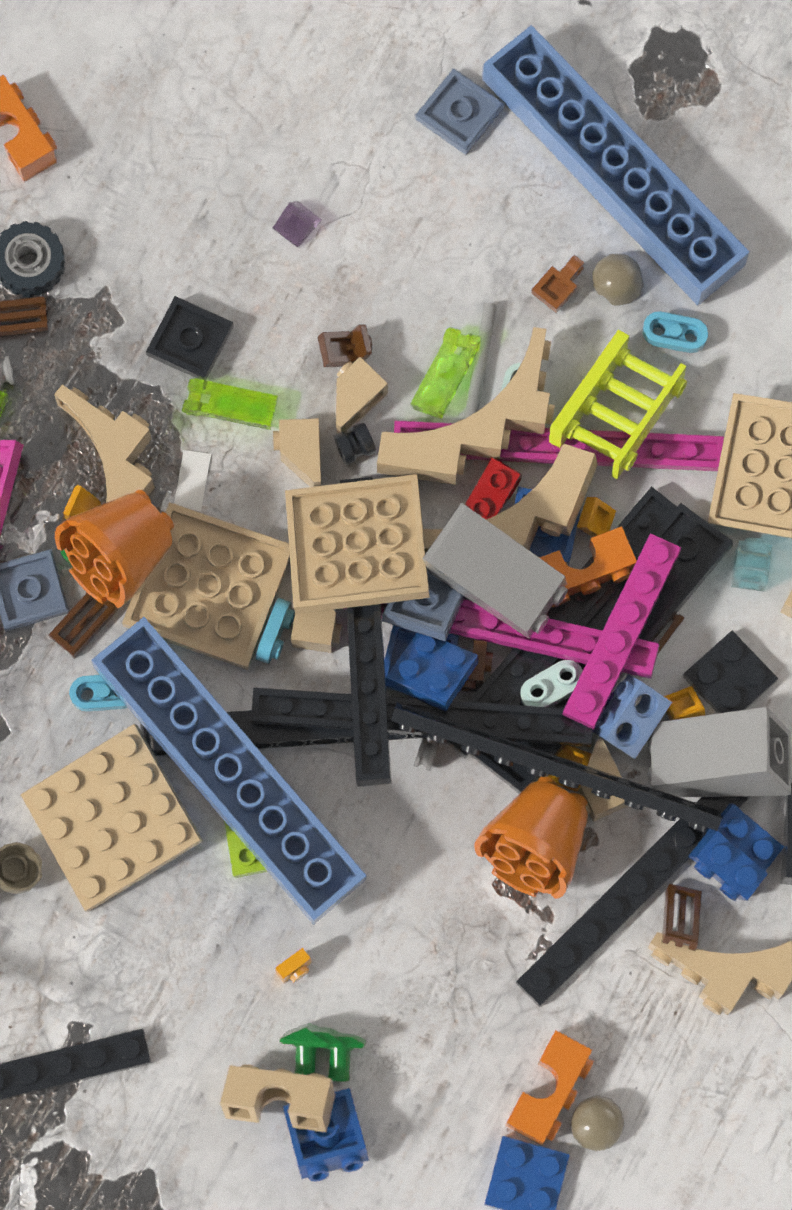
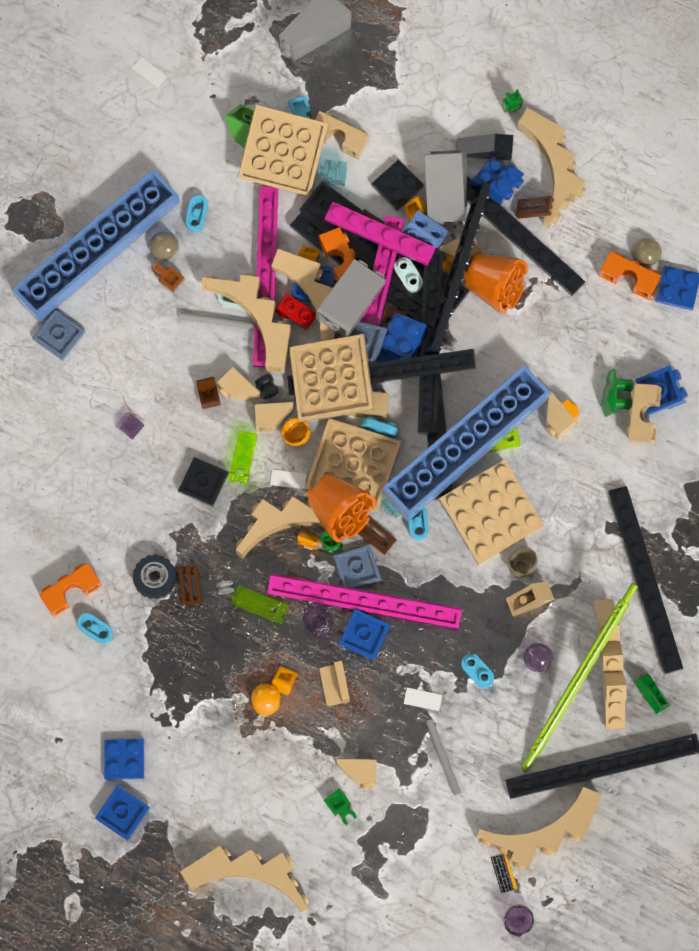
camera: 90 degrees left, 0 degrees up
(267, 489) = (296, 433): none -> light orange hair
(279, 940) = (558, 418): none -> tan slope
(446, 373) = (223, 338): clear neon green plate -> none
(602, 378) = (243, 259): neon yellow fence -> none

